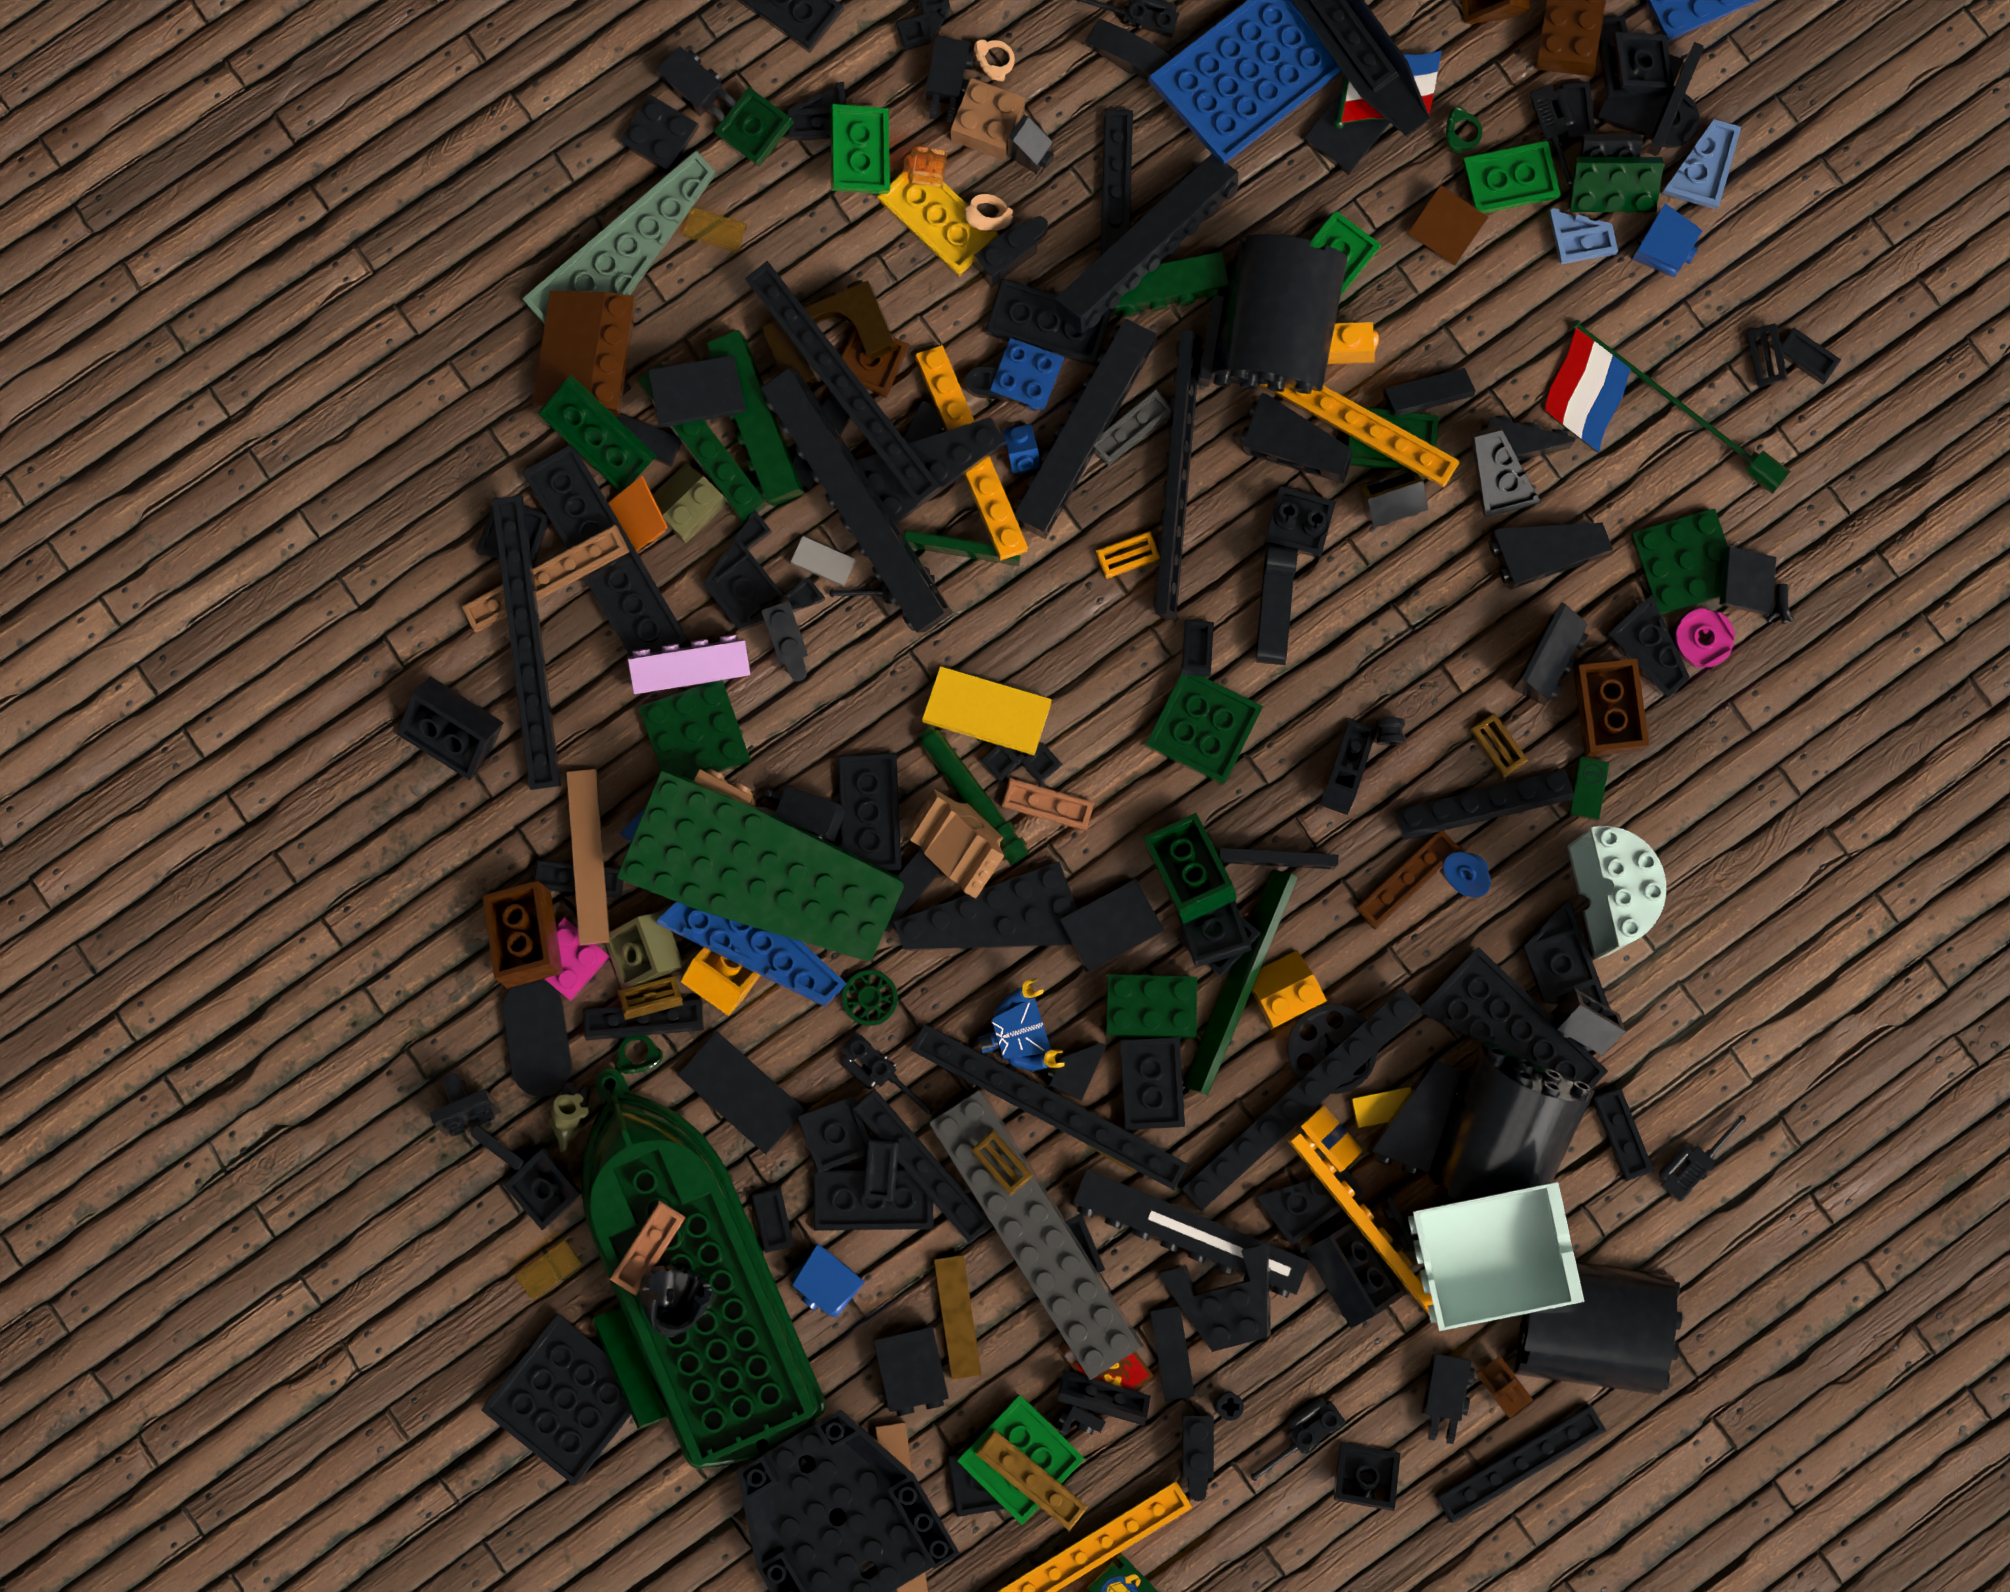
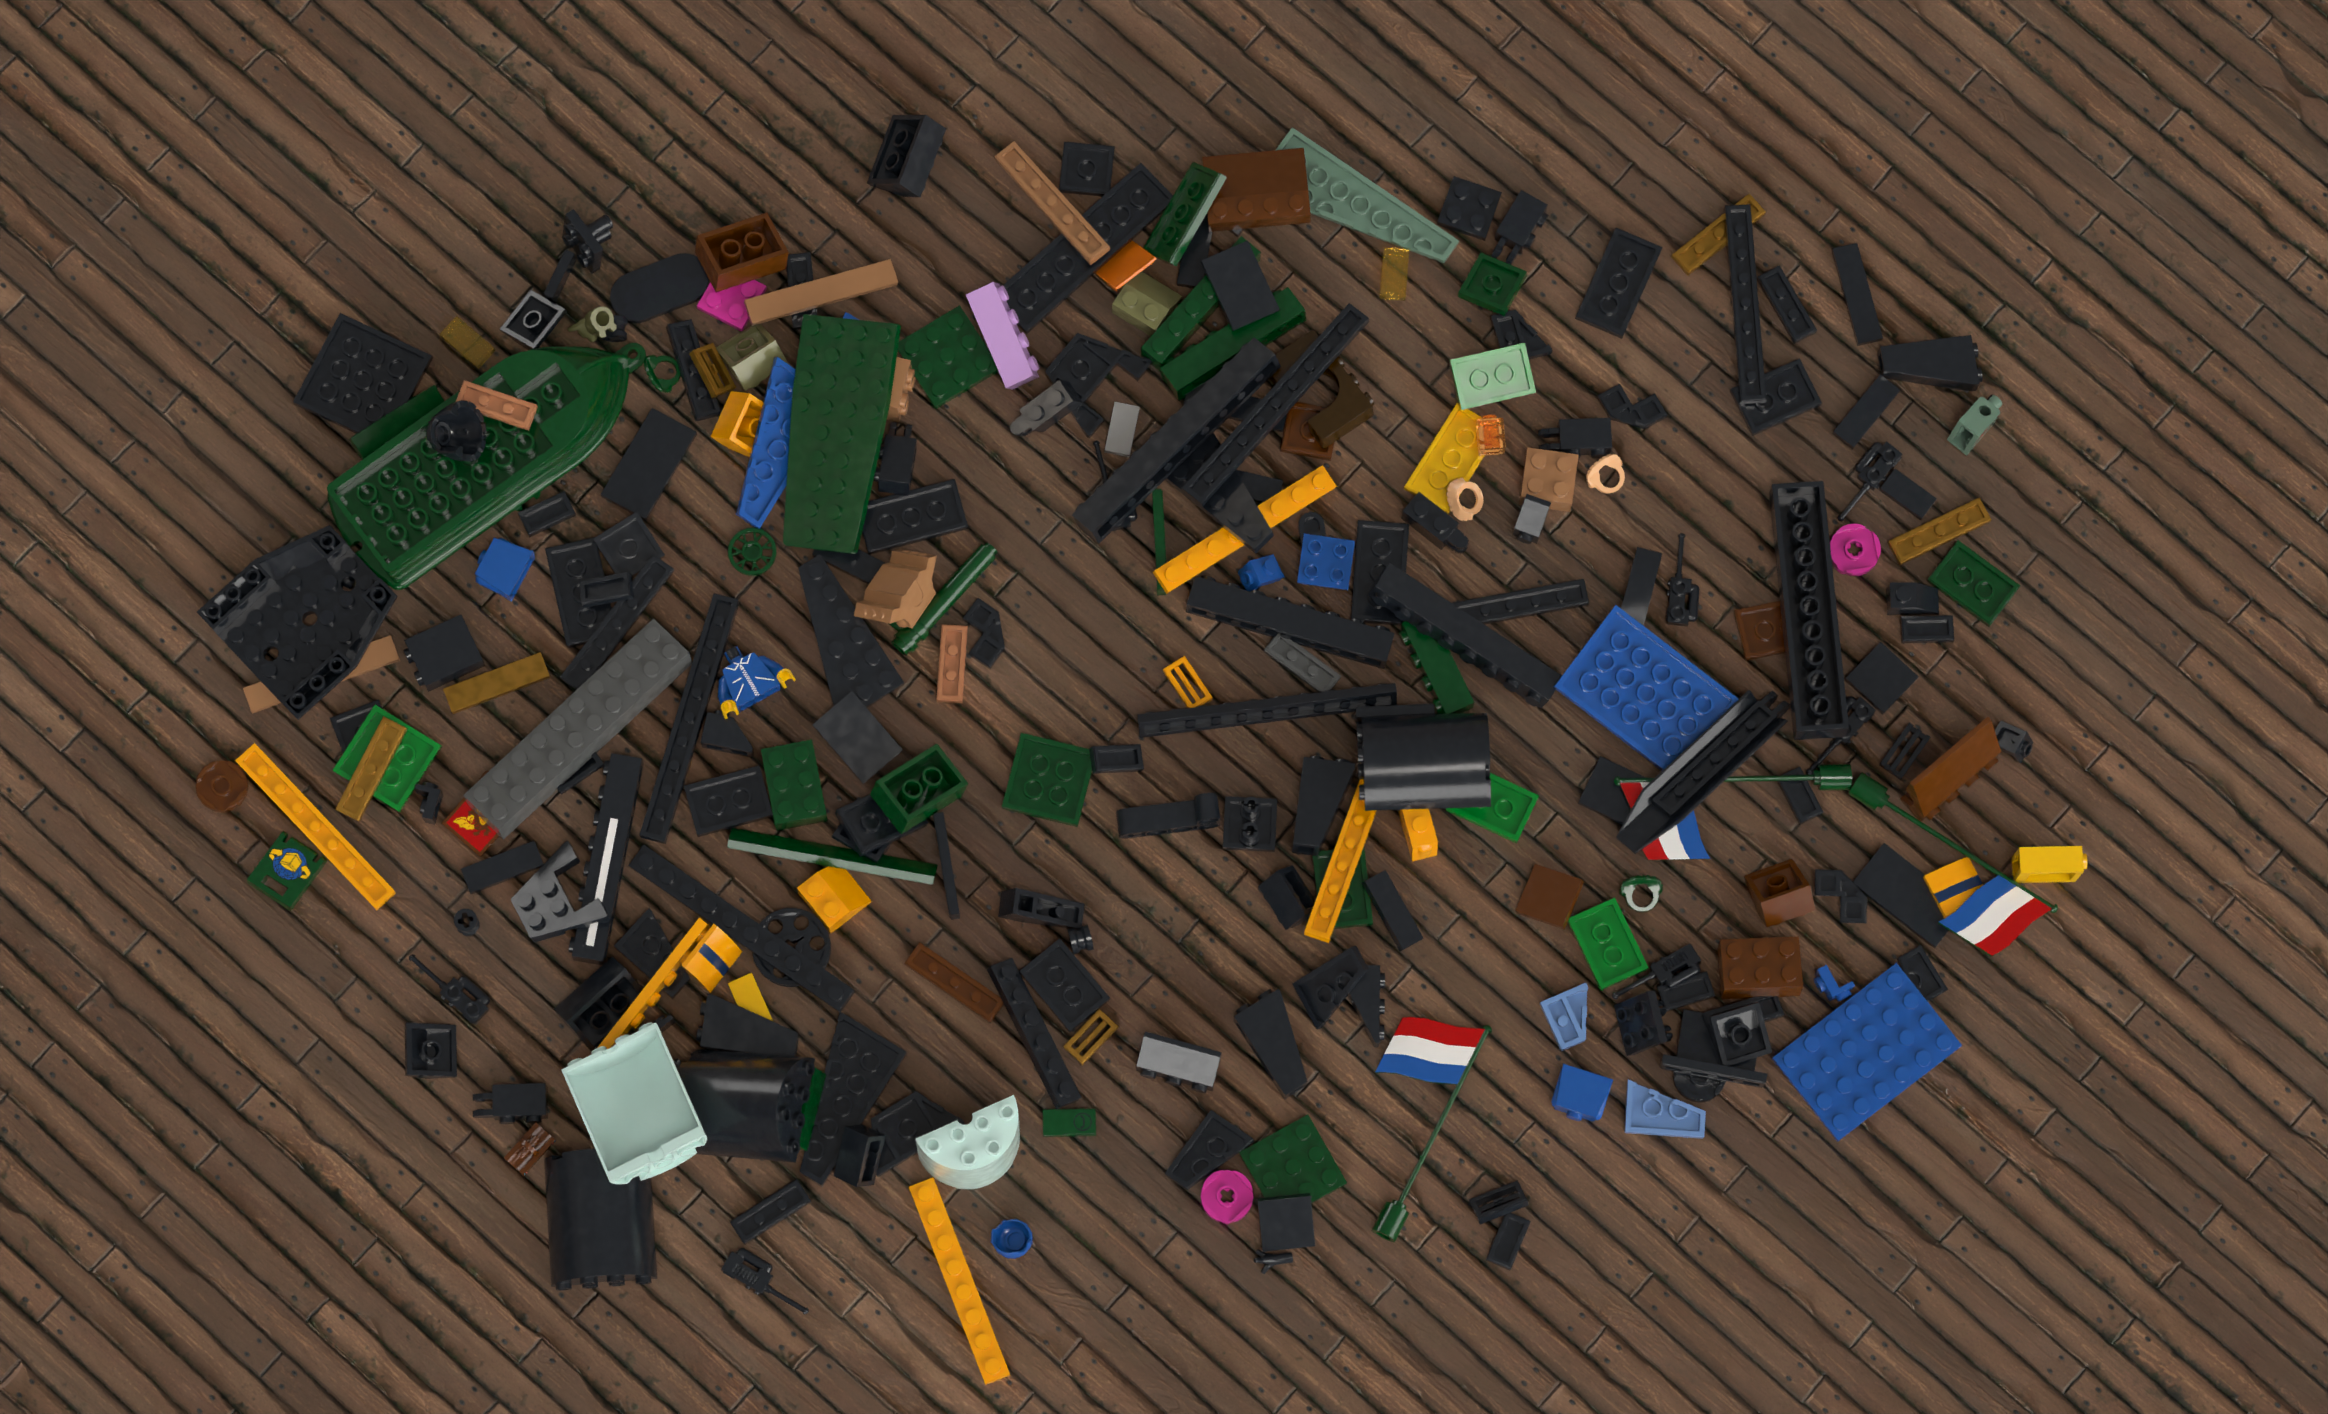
camera: 75 degrees right, 5 degrees down
(526, 642) = (992, 198): black plate -> none
(881, 1069) = (696, 571): black piece -> none
(987, 710) = (1021, 593): yellow tile -> none
(1018, 1182) = (624, 704): pearl gold tile -> none
(1104, 1398) = (452, 815): black plate -> none
(1197, 1453) = (421, 903): black hinge -> none
(1437, 760) = (1064, 985): none -> black plate
(1467, 874) = (969, 1030): blue piece -> none
(1520, 1463) = (468, 1180): black tile -> none
(1611, 707) = (1143, 1123): reddish brown brick -> none
(1616, 184) = (1620, 1033): dark green plate -> none
(1708, 876) = (1012, 1238): none -> blue hair
(1739, 945) = (959, 1281): none -> light orange plate

